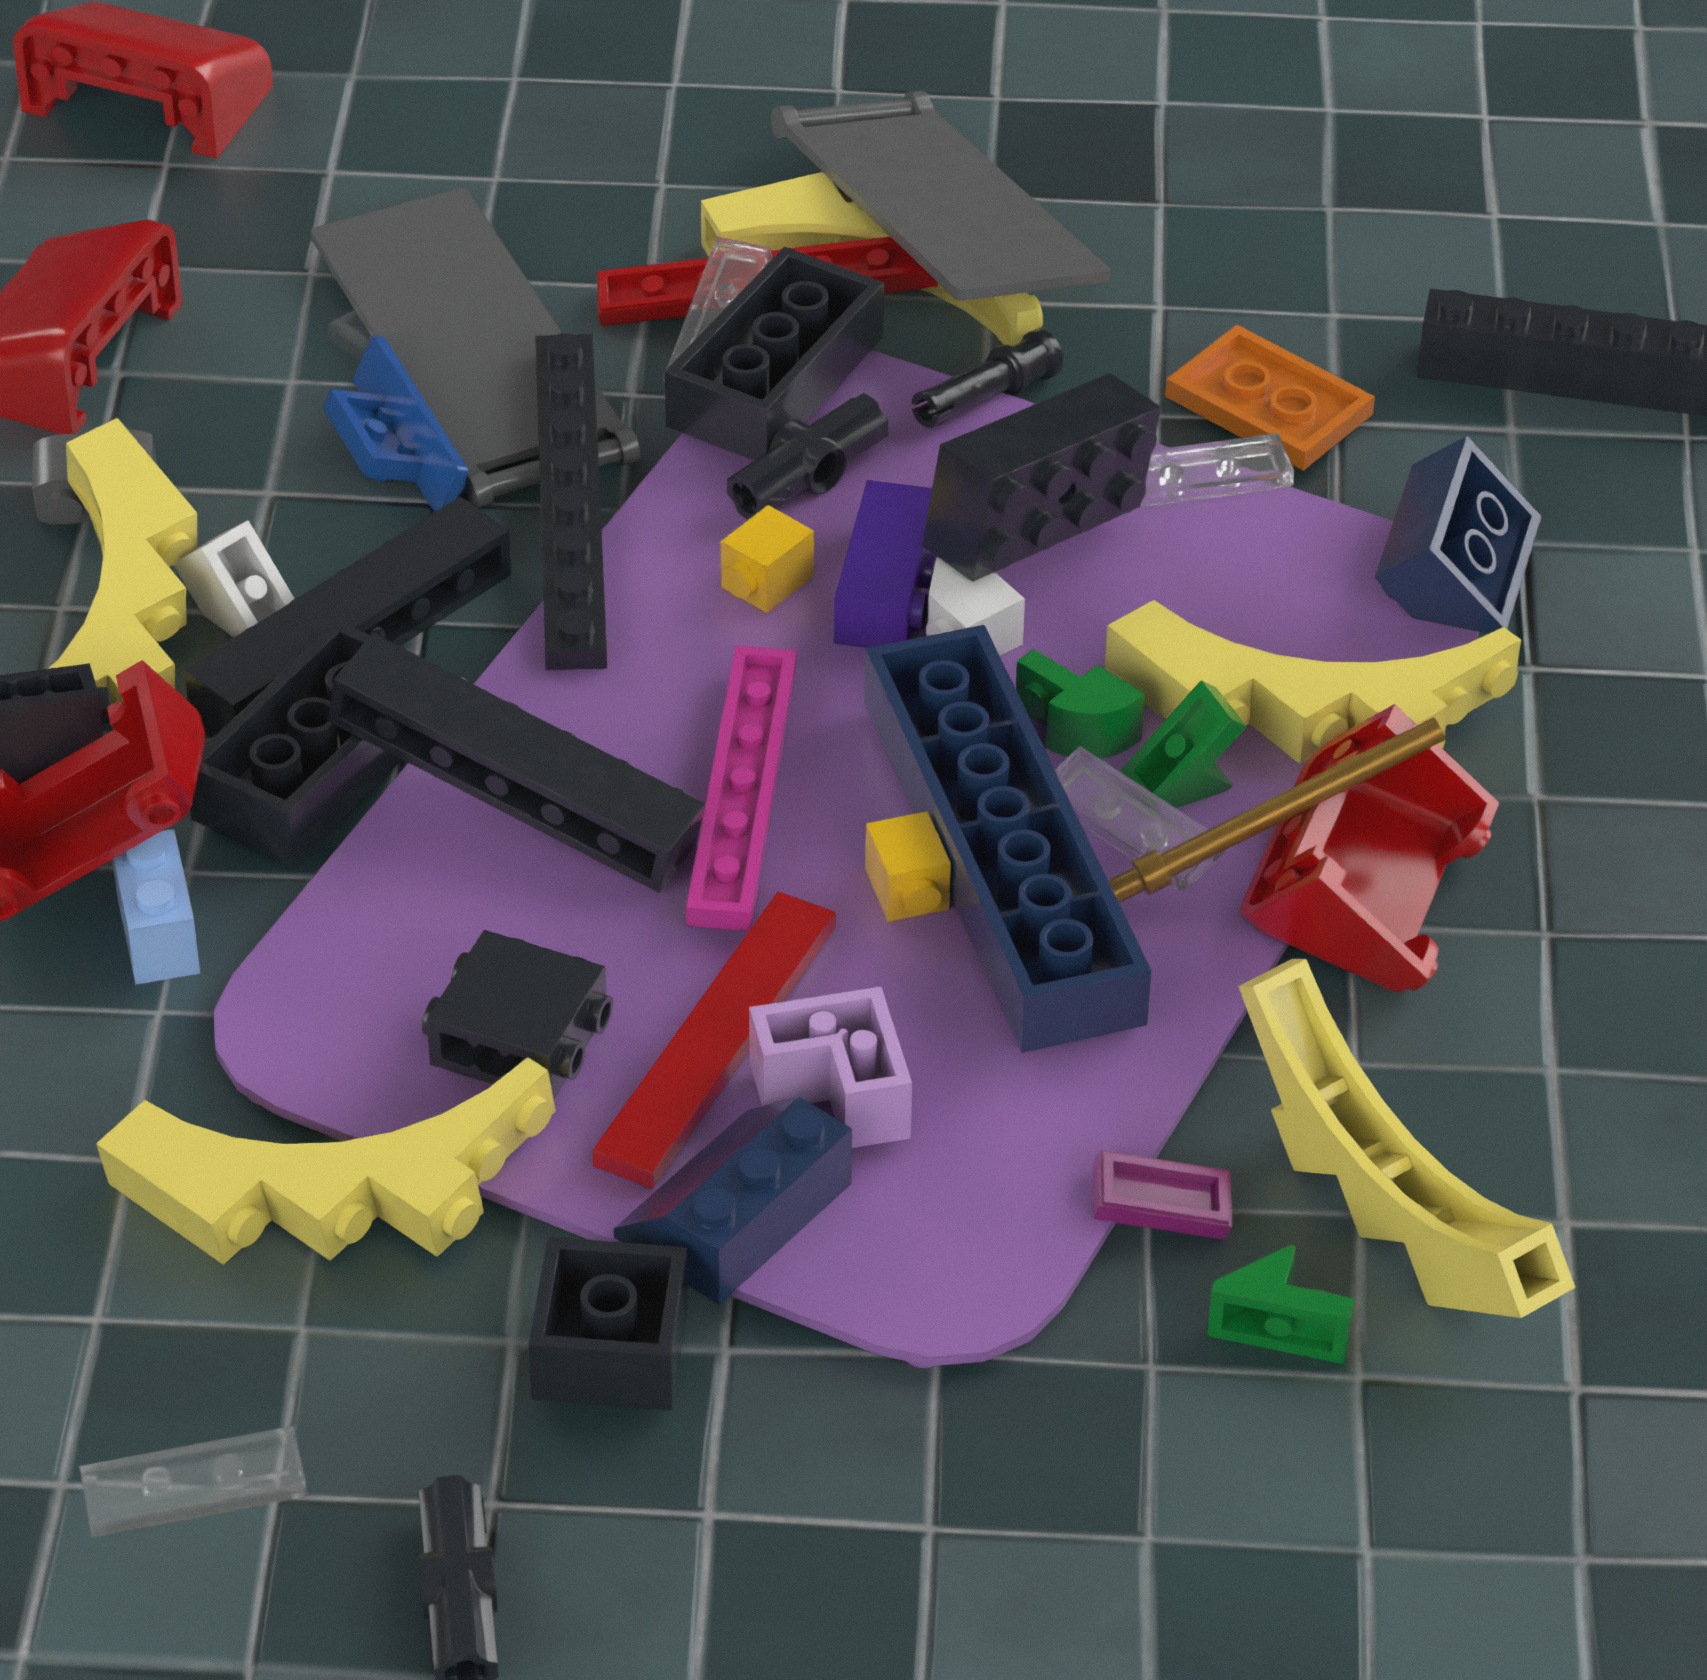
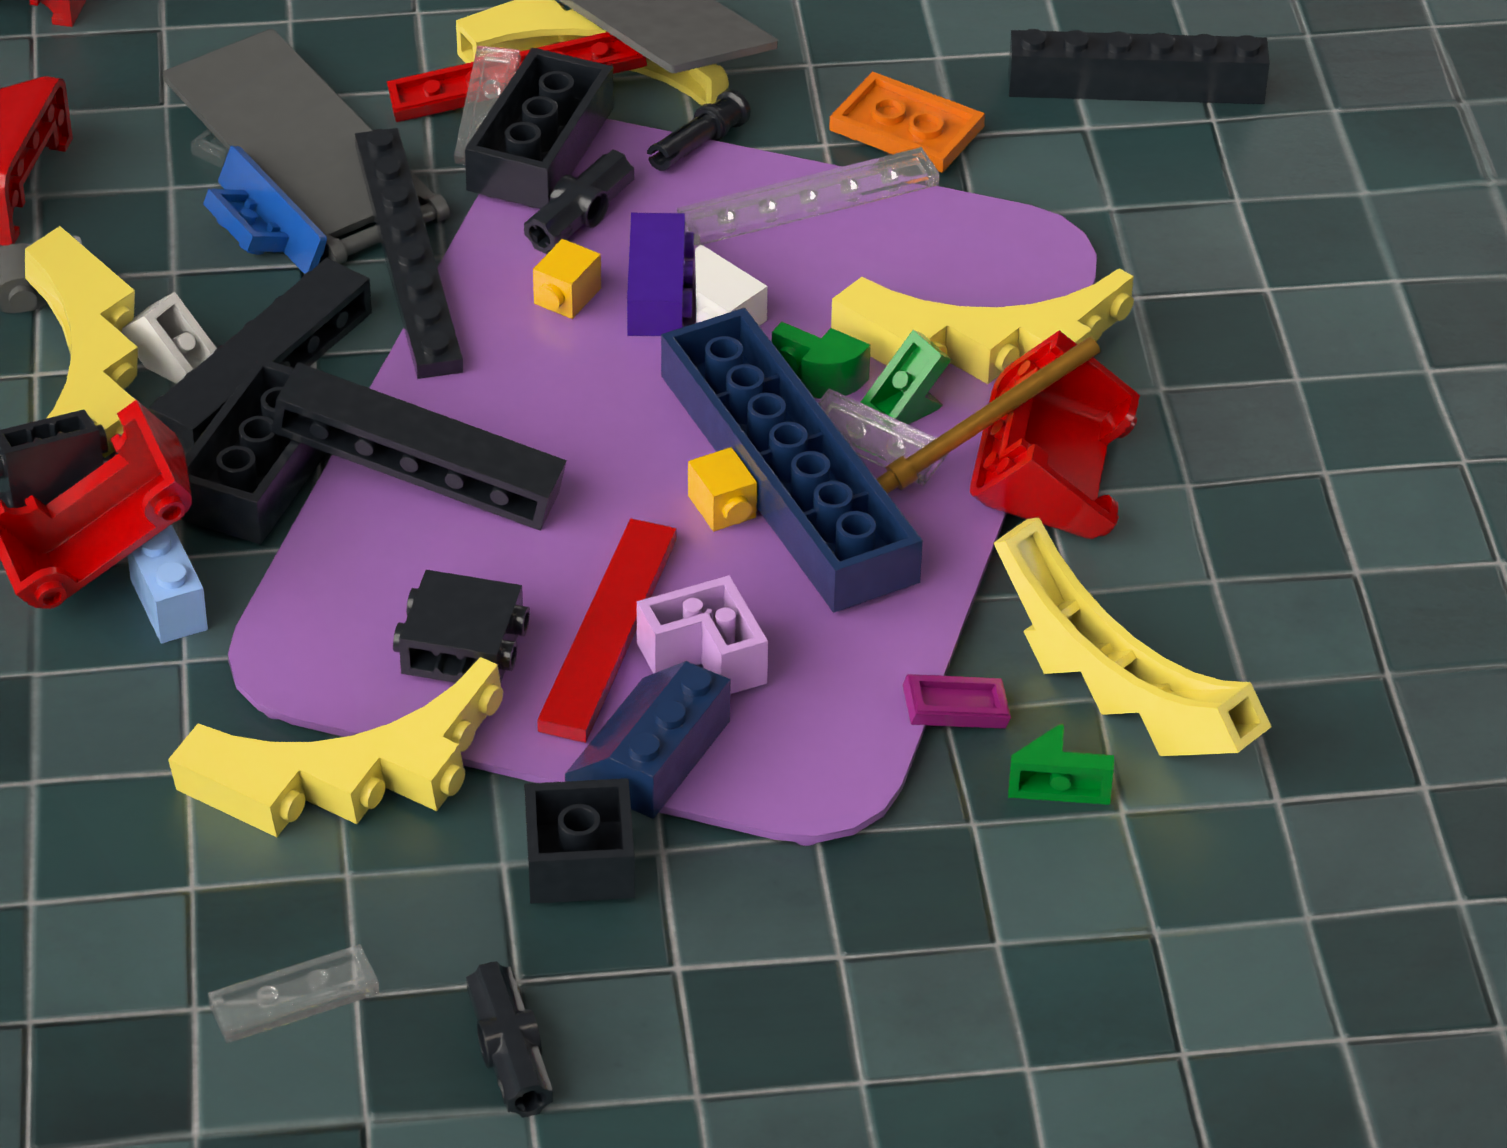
camera: 10 degrees left, 0 degrees up
(741, 789) = (587, 447): dark pink plate -> none
(1040, 476) = (763, 195): black brick -> none
(1458, 541) = (1070, 211): dark blue slope -> none

